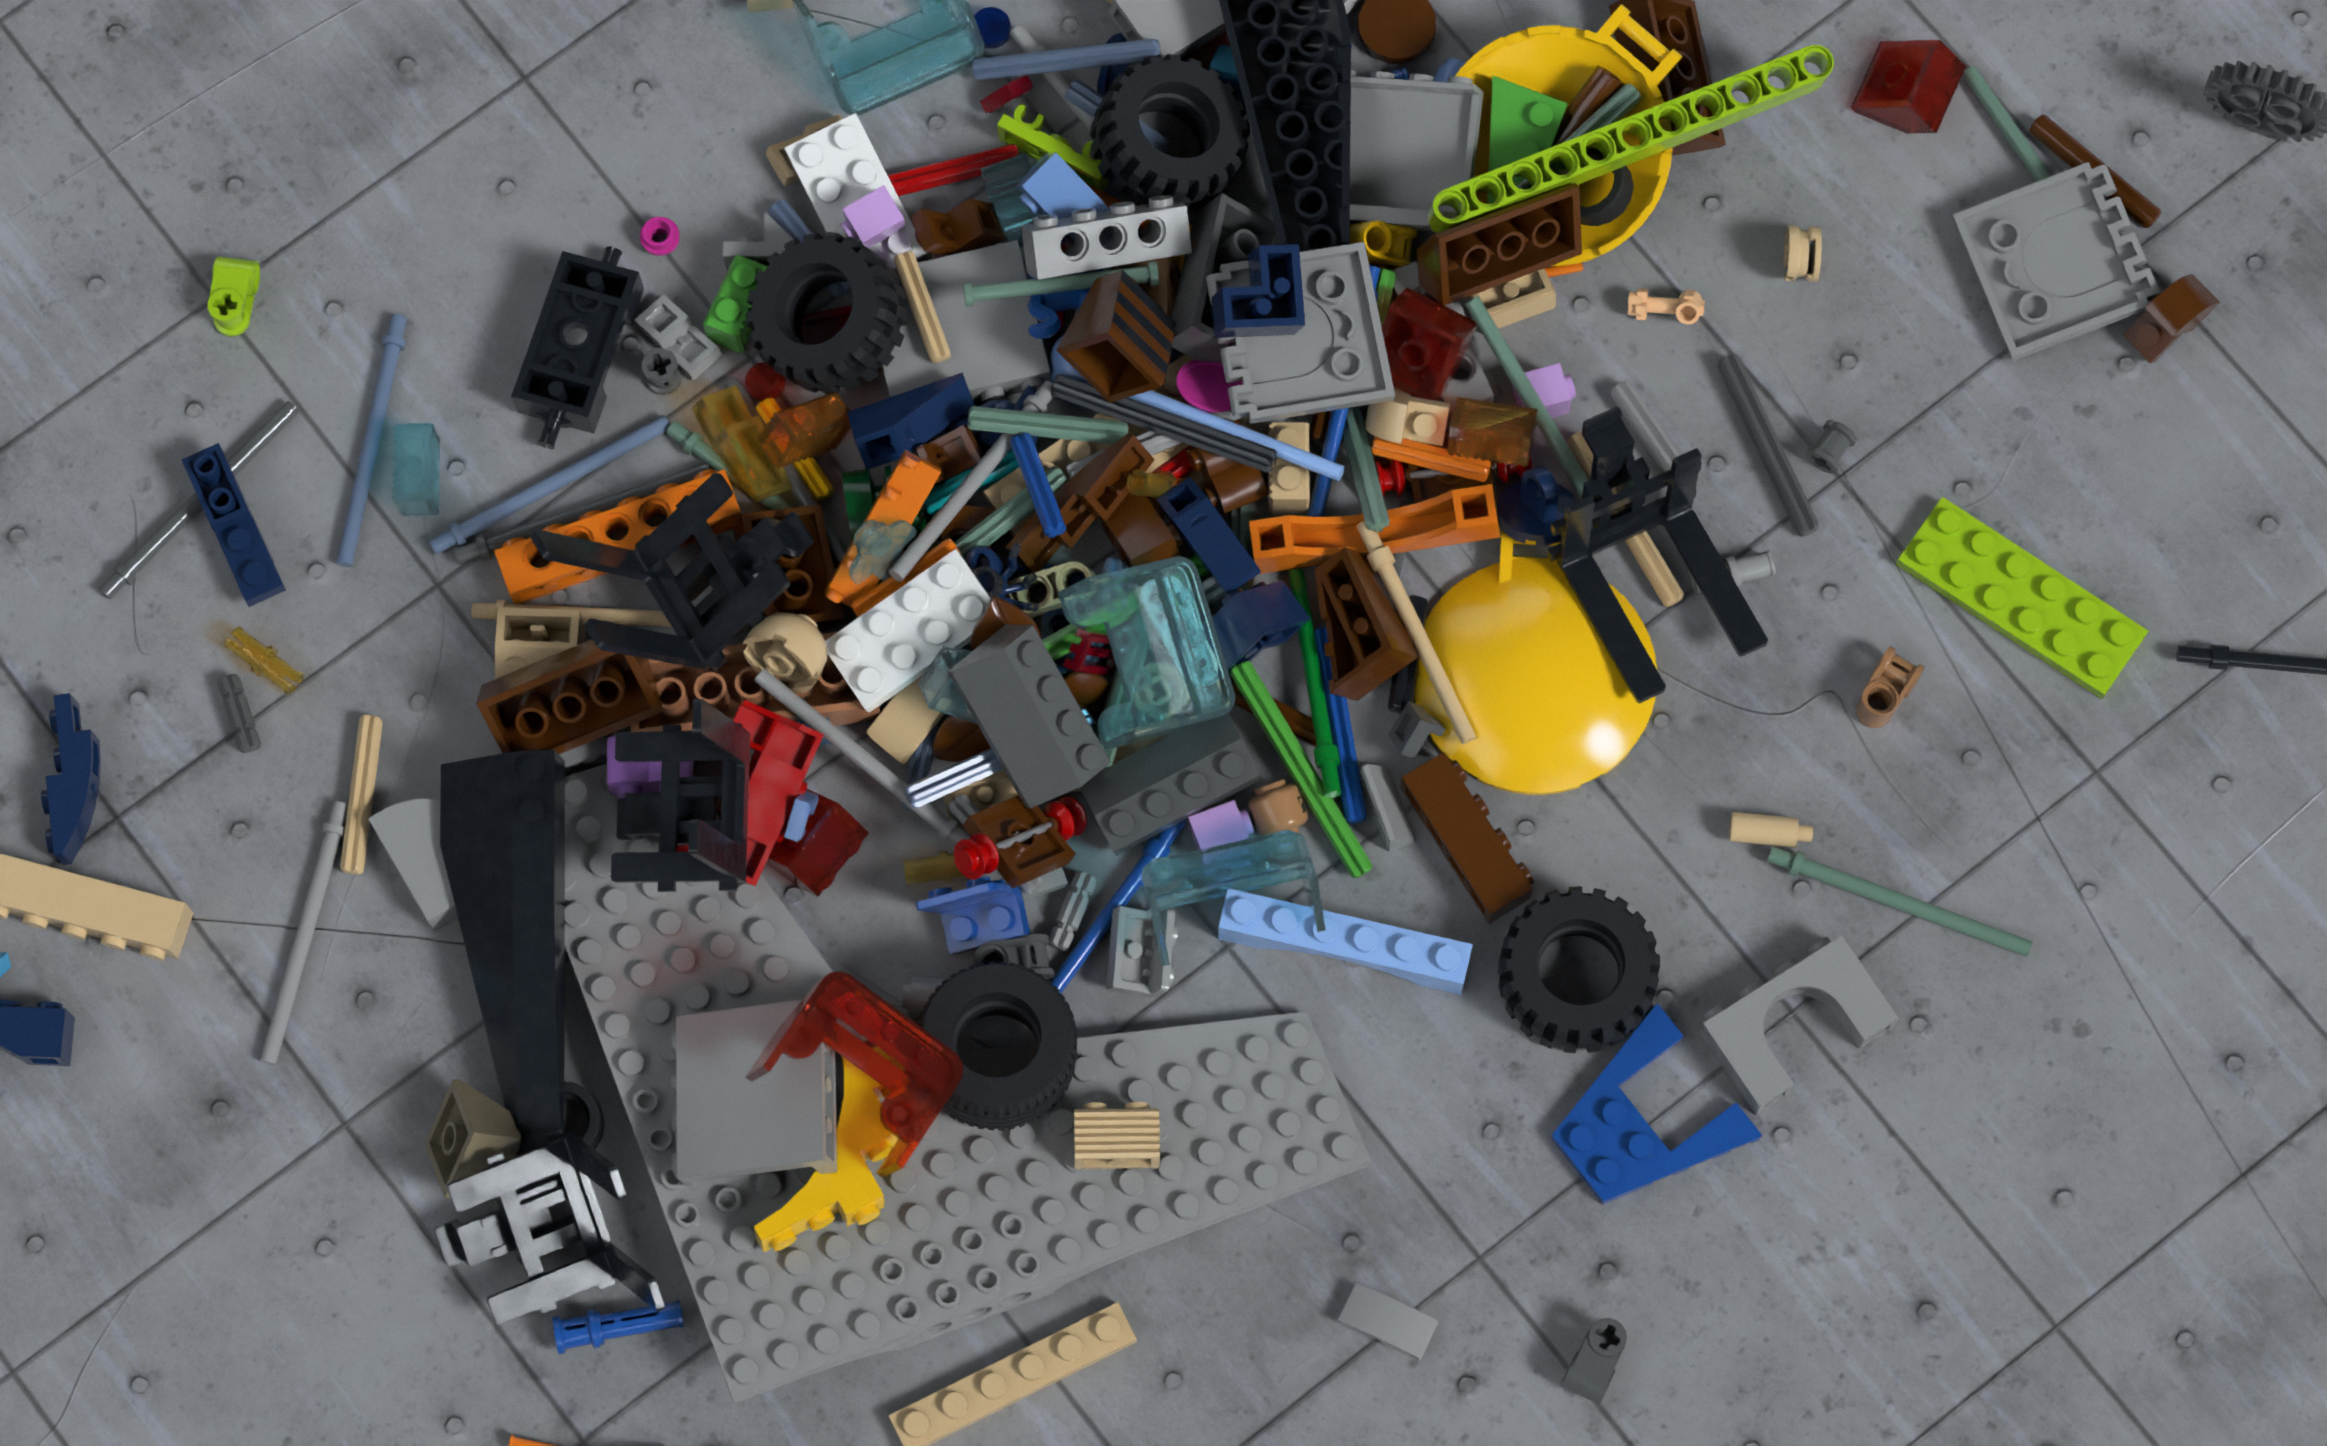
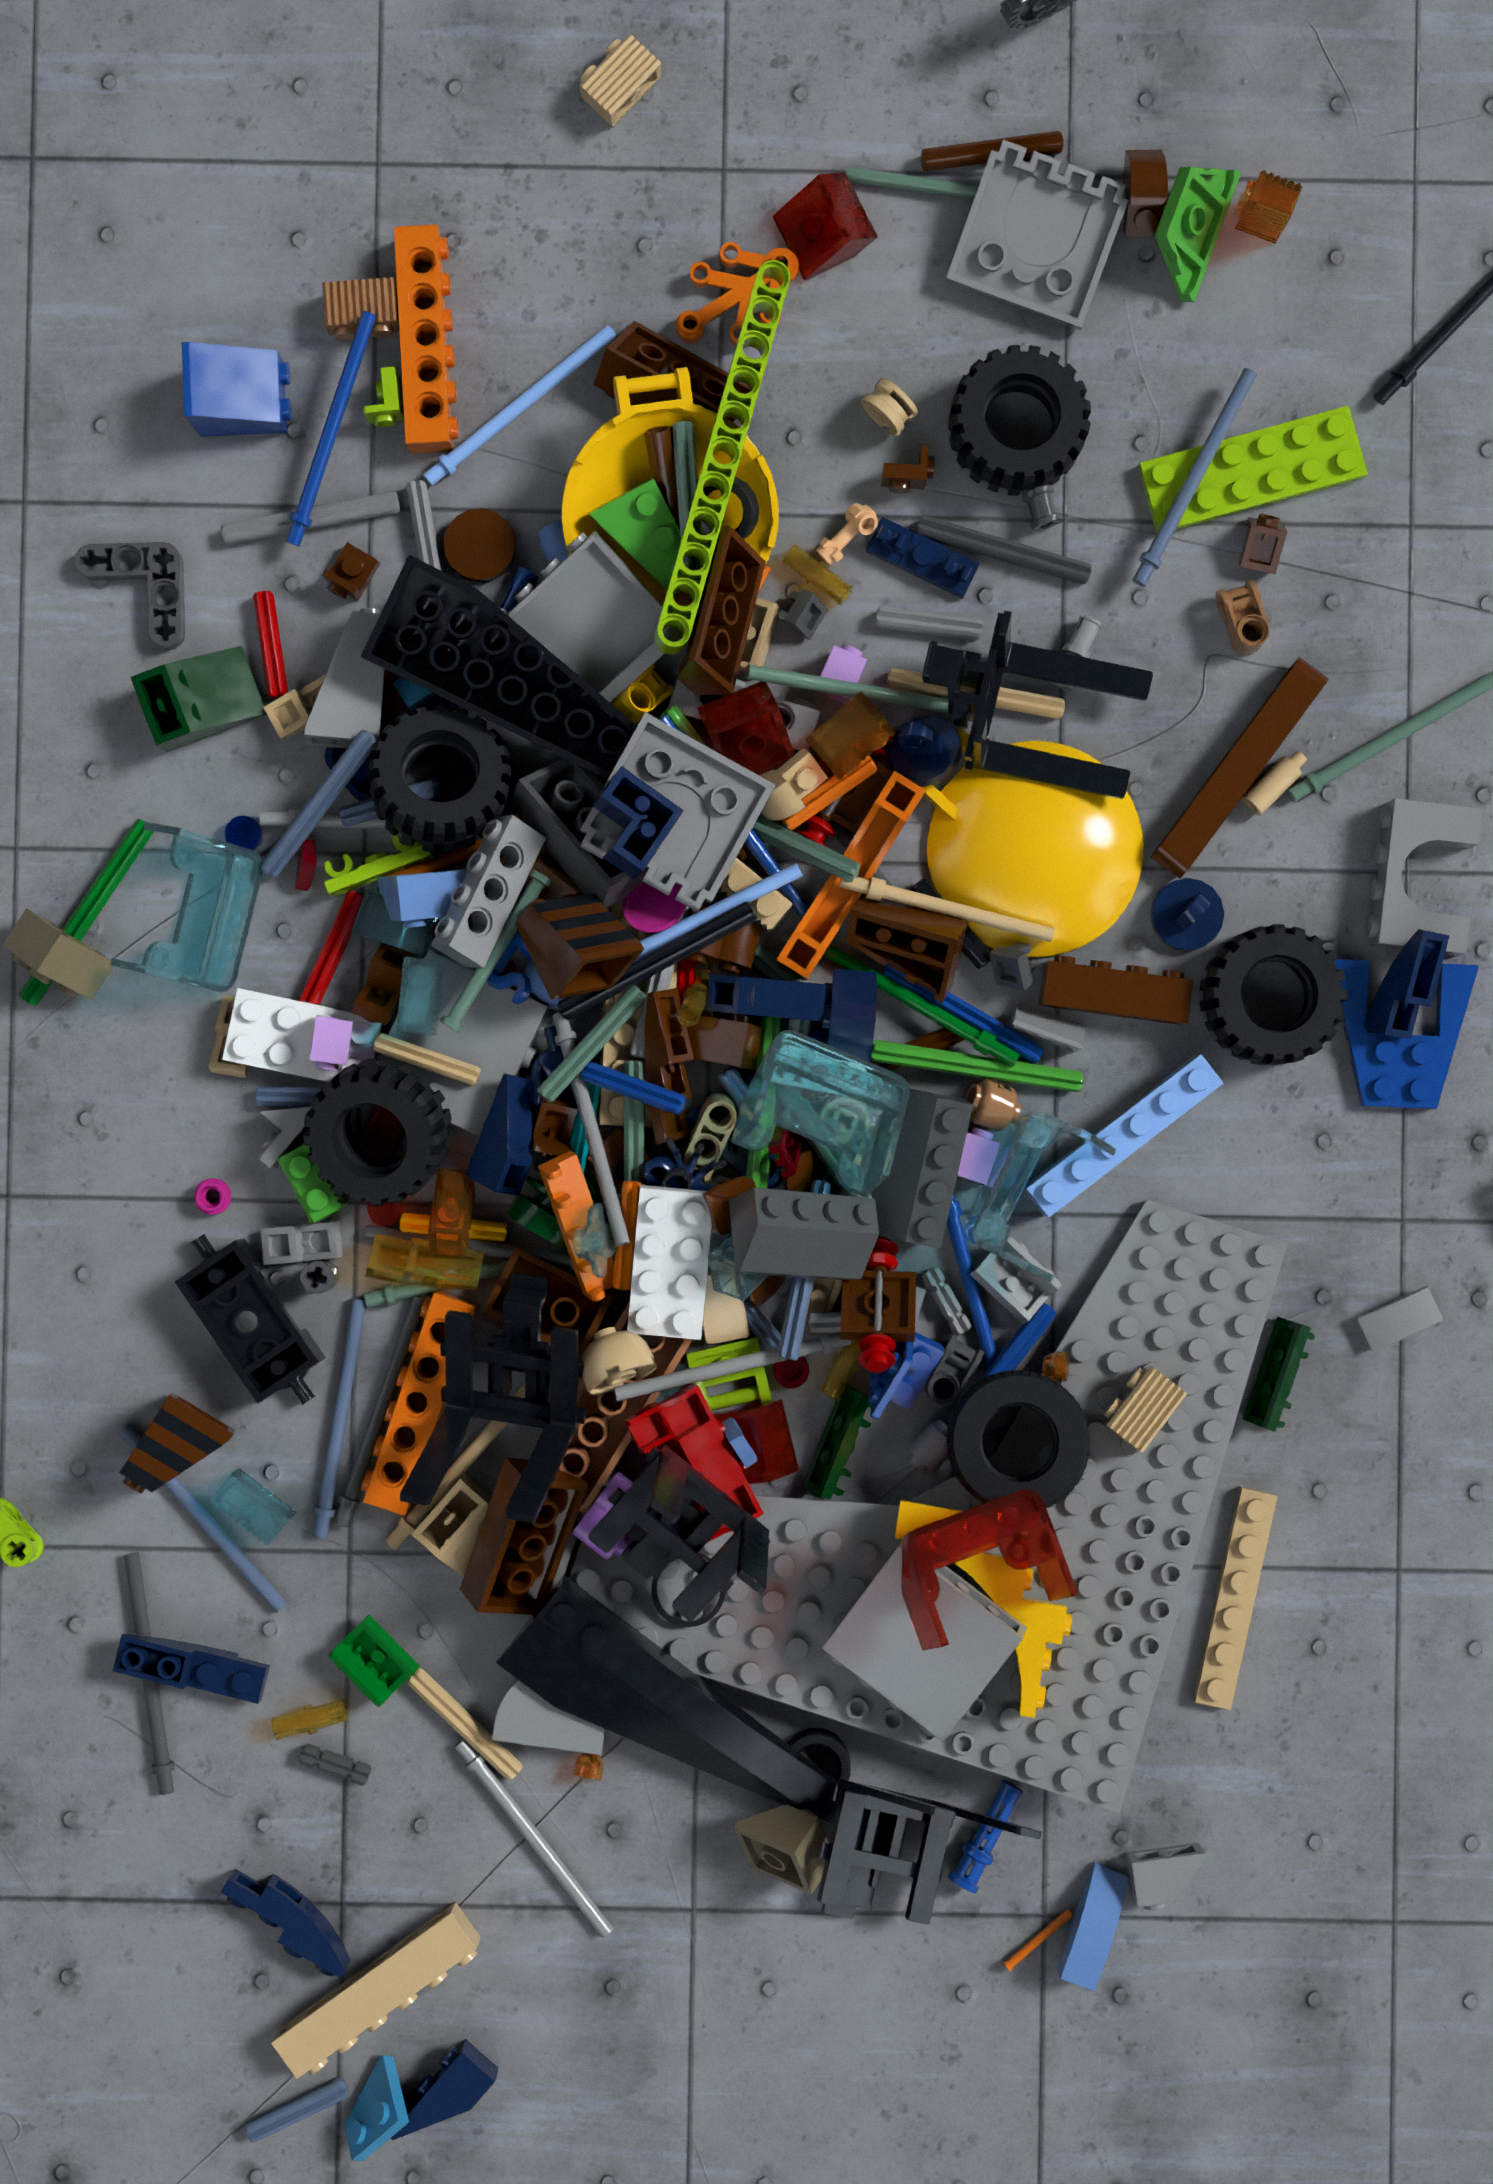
camera: 55 degrees left, 15 degrees up
(358, 671) = (373, 1660): none -> green bracket
(404, 928) = (589, 1766): none -> clear orange hinge
(419, 356) = (172, 1444): none -> slope
(618, 912) = (679, 1622): none -> black piece
(840, 763) = (725, 1352): none -> lime plate
(868, 915) = (837, 1443): none -> dark green plate
(901, 827) = (791, 1372): none -> dark red tile
(971, 257) = (420, 996): none -> clear light blue brick
(1093, 1038) = (1056, 1366): none -> clear orange hinge
(1103, 1002) = (1022, 1341): none -> blue axle
(1247, 1250) = (1277, 1374): none -> dark green plate
(1568, 324) = (804, 614): none -> dark grey tile
(1588, 848) = (1187, 914): none -> dark blue tile
(1610, 309) = (817, 574): none -> clear yellow pin
(1688, 1076) = (1408, 985): none -> dark blue slope
(1702, 385) = (922, 557): none -> dark blue plate
(1754, 788) = (1239, 768): none -> reddish brown beam
(1755, 313) = (903, 477): none -> reddish brown bracket
(1790, 43) = (738, 286): none -> orange plant
(1866, 566) = (1151, 559): none -> sand blue bar
(1895, 317) = (1026, 374): none -> black tyre
(1964, 653) = (1263, 543): none -> reddish brown bracket
(2181, 376) = (1193, 224): none -> bright green wing
(2248, 422) = (1266, 206): none -> clear orange brick

